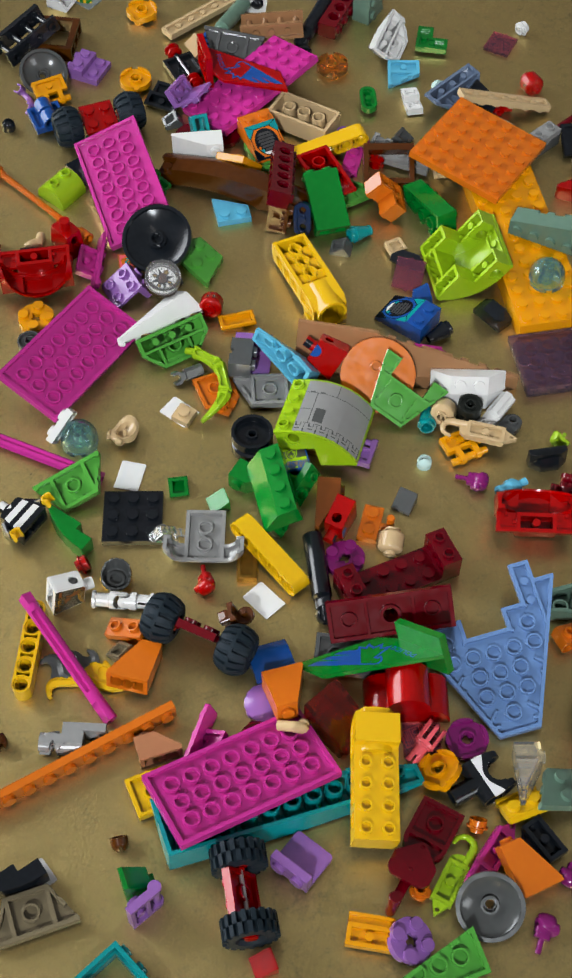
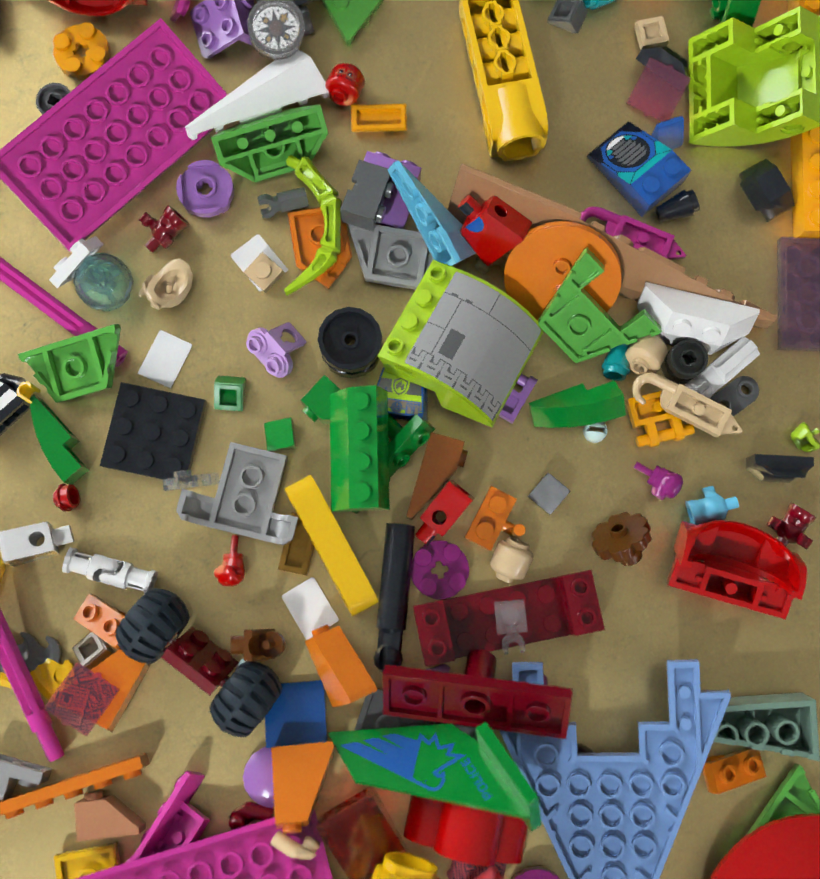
camera: 10 degrees right, 25 degrees up
(114, 401) = (165, 229): none -> dark red piece
(116, 574) = (107, 530): dark grey hair -> none
(125, 667) = (81, 699): none -> clear pink piece
(138, 384) = (194, 177): none -> medium lavender plate
(202, 455) = (272, 350): none -> lavender bracket
(294, 622) = (339, 666): none -> orange slope
(400, 571) = (511, 620): none -> clear plate
(409, 447) = (579, 406): none -> green slope
(460, 515) = (622, 538): none -> reddish brown plant

